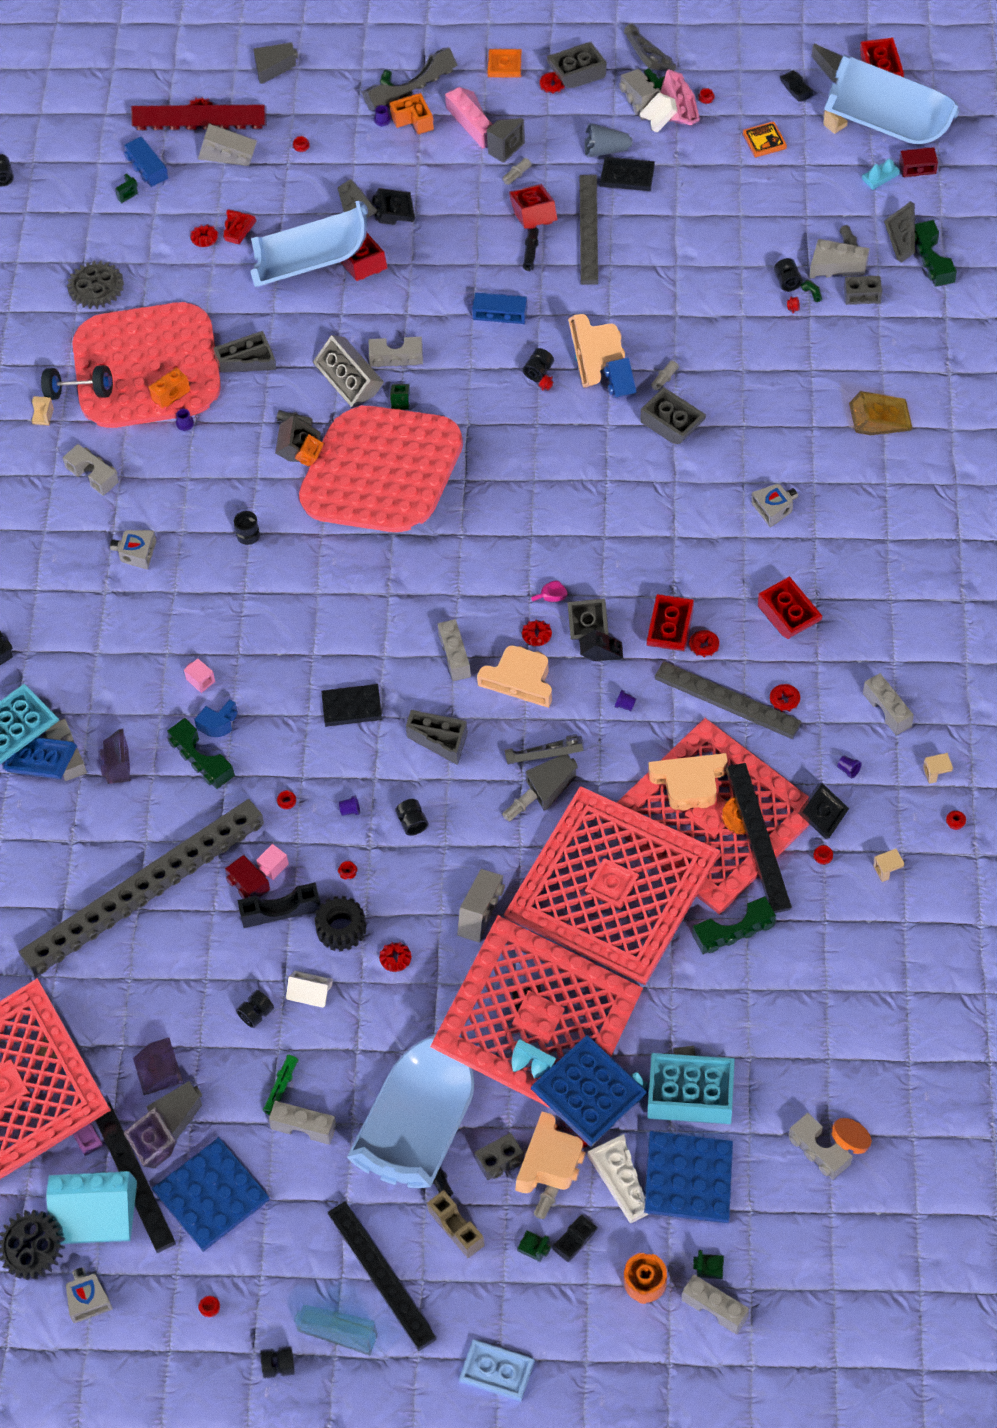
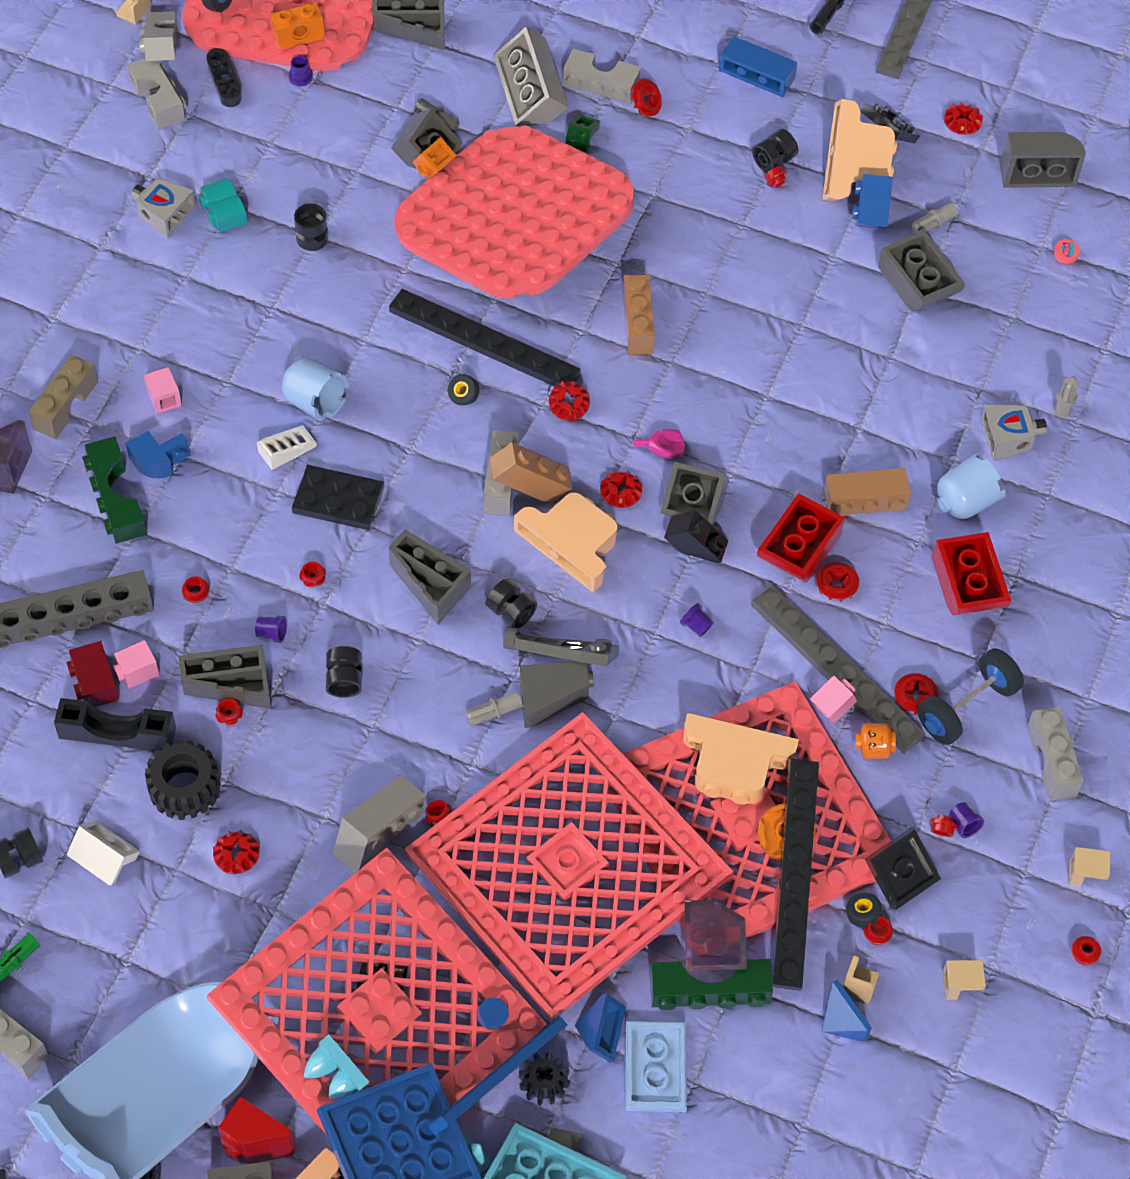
camera: 15 degrees right, 0 degrees up
(75, 428) = (159, 36): none -> light grey arch
(131, 435) = (224, 69): none -> black beam
(135, 694) = (51, 410): none -> dark tan arch
(177, 533) = (223, 205): none -> teal brick
(296, 696) = (276, 459): none -> white slope
(302, 637) = (314, 388): none -> light blue cylinder
(337, 846) = (227, 674): none -> dark grey wedge
(359, 757) = (309, 569): none -> red plate
(394, 603) = (471, 393): none -> black wheel
(399, 564) = (483, 339): none -> black plate
(438, 361) = (653, 102): none -> red gear
(475, 593) = (563, 409): none -> red gear
(477, 643) = (530, 473): none -> medium nougat brick
(494, 1120) = (254, 1135): none -> red slope
(496, 511) = (638, 314): none -> medium nougat brick
(502, 734) = (513, 606): none -> black wheel
(513, 883) = (437, 811): none -> red plate
(604, 317) = (887, 117): none -> black plate
(608, 993) = (492, 1013): none -> blue tile
(629, 1027) = (497, 1076): none -> blue tile
(649, 1023) = (542, 1069): none -> black gear
(655, 303) = (963, 126): none -> red gear
(678, 976) = (602, 1026): none -> blue slope
(699, 577) = (867, 491): none -> medium nougat brick
(720, 310) = (1041, 160): none -> dark grey brick
(721, 988) = (655, 1066): none -> light blue tile
(726, 894) = (714, 937): none -> clear purple slope
(735, 719) = (834, 699): none -> bright pink brick
(760, 368) = (1066, 251): none -> coral tile
(764, 551) = (969, 488): none -> light blue cylinder
(773, 737) = (876, 741): none -> orange head
(802, 468) = (1066, 397): none -> light grey axle
(804, 842) = (860, 902): none -> black wheel
(824, 914) = (843, 1016): none -> slope
(825, 890) = (860, 981): none -> tan panel
(834, 666) = (999, 673): none -> black axle
(837, 775) = (943, 825): none -> red plate

